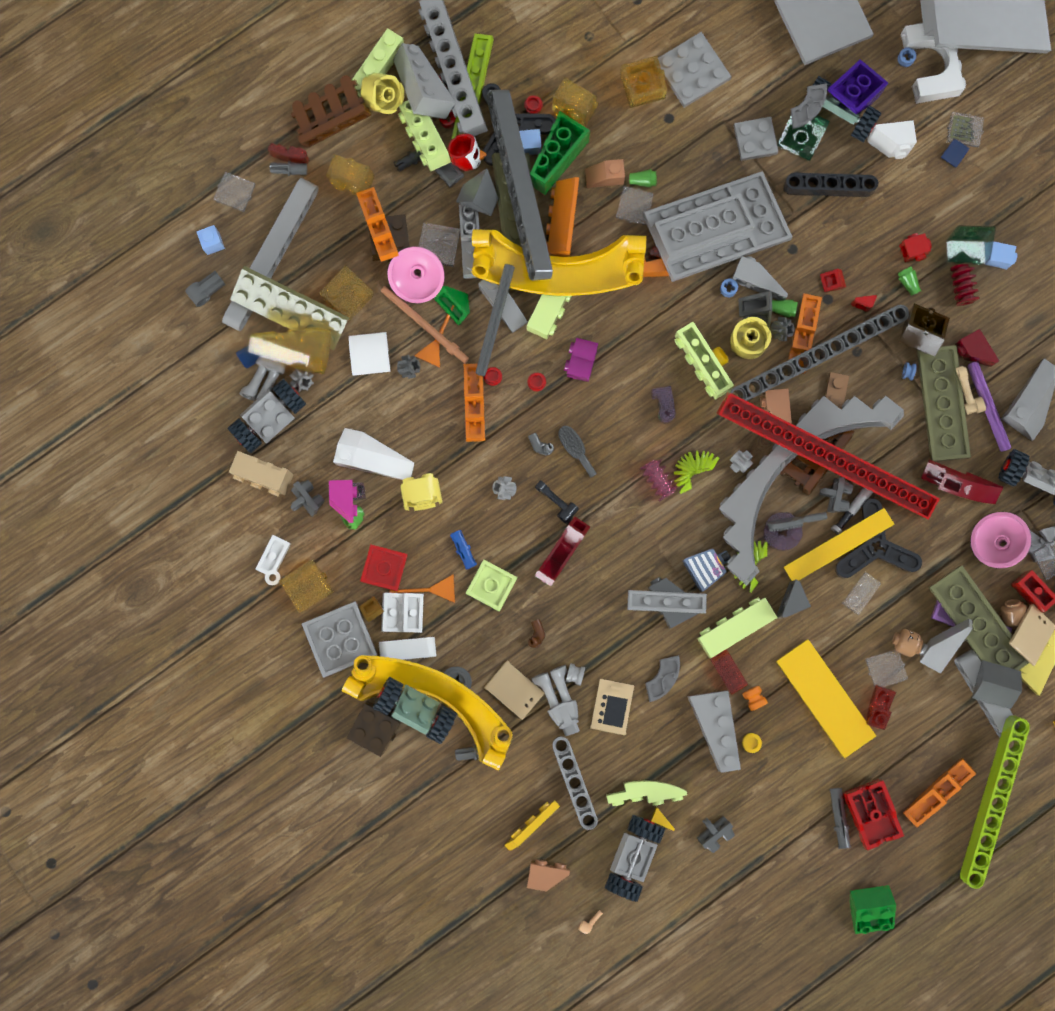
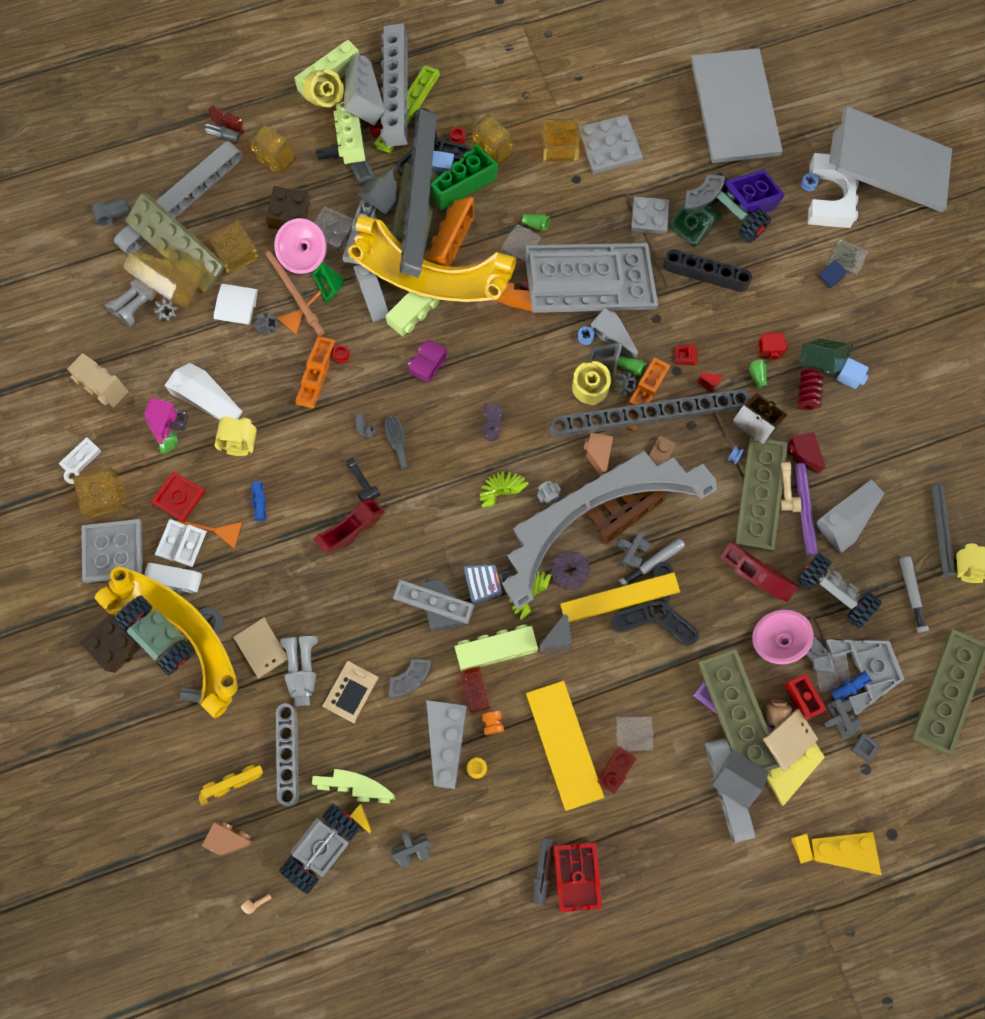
camera: 15 degrees right, 10 degrees down
(210, 240) = (130, 171): light blue brick -> none
(234, 191) = (168, 140): clear piece -> none
(247, 359) = (123, 277): dark blue slope -> none
(266, 416) = (120, 330): plate -> none
(301, 491) = (126, 413): dark grey hips -> none
(343, 116) = (275, 103): reddish brown fence -> none
(371, 609) = (152, 531): pearl gold tile -> none
(377, 224) = (278, 191): orange slope -> none
(465, 152) = (380, 156): red piece -> none
(491, 585) = (273, 541): yellowish green plate -> none
(495, 319) = (356, 301): dark grey axle -> none
(504, 488) = (316, 454): light grey gear -> none
(536, 382) = (380, 369): red plate -> none
(538, 635) = (303, 600): reddish brown arm -> none
(575, 674) = (323, 648): light grey wheel -> none
(605, 174) = (503, 208): nougat slope -> none
(659, 478) = (463, 487): clear pink piece -> none
(703, 360) = (540, 389): yellowish green brick -> none
(720, 355) = (558, 392): yellow tile -> none
(793, 522) = (581, 561): dark grey piece -> none
(827, 455) = (632, 506): red piece -> none
(861, 593) = (629, 651): clear plate -> none
(872, 909) = (548, 979): green slope -> none
(894, 138) = (776, 243): white slope -> none
(907, 642) = (662, 712): medium nougat head -> none
(939, 792) = (653, 876): orange slope -> none
(942, 647) = (695, 725): light grey slope -> none
(998, 810) = (705, 911): lime beam -> none

